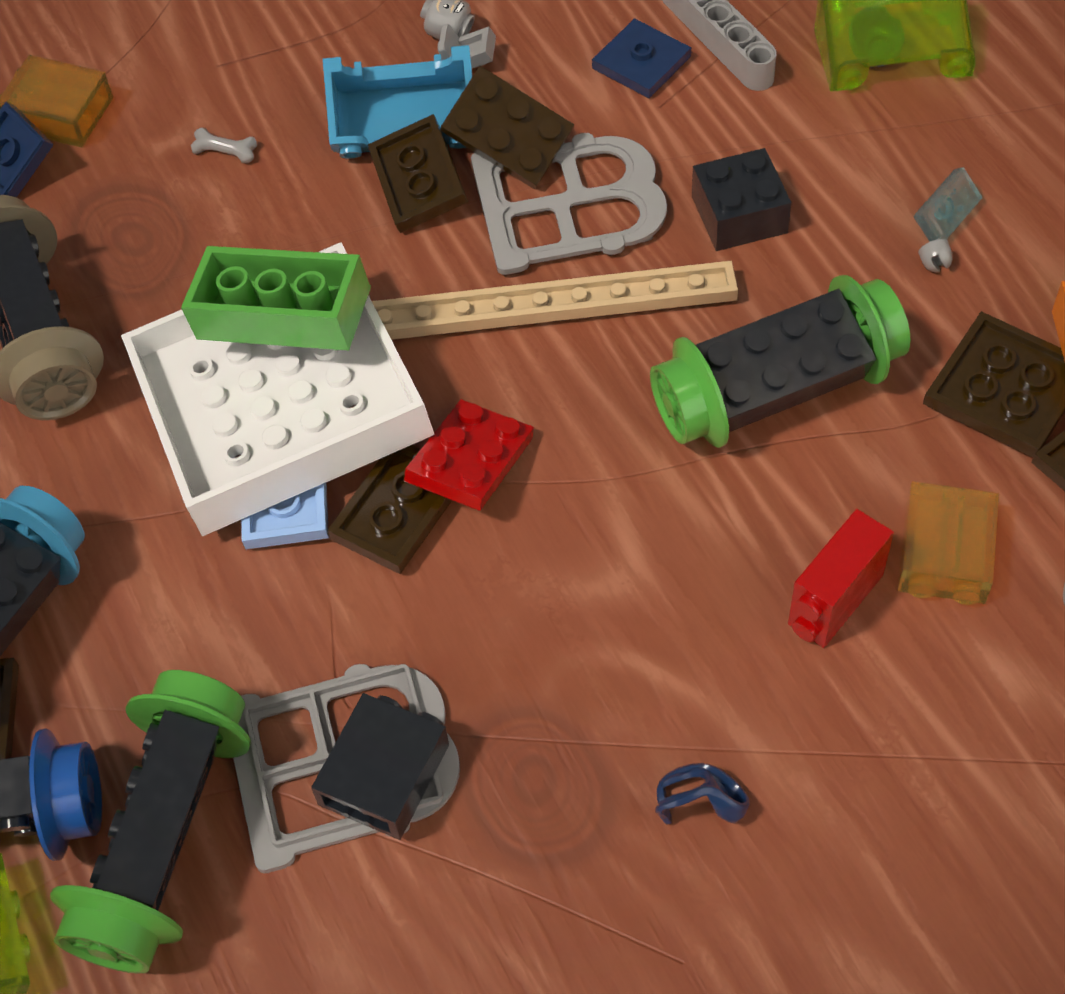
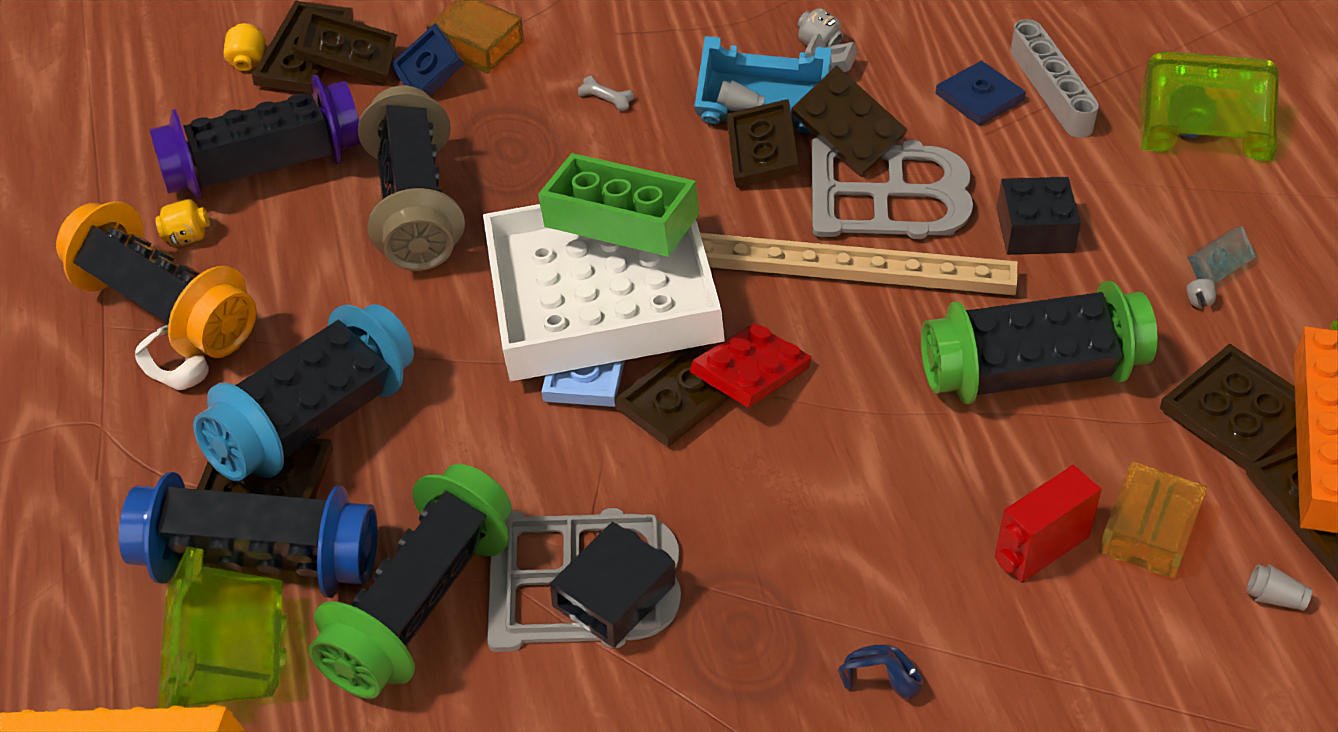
camera: 10 degrees right, 10 degrees down
(376, 122) = (738, 97): none -> light grey cone

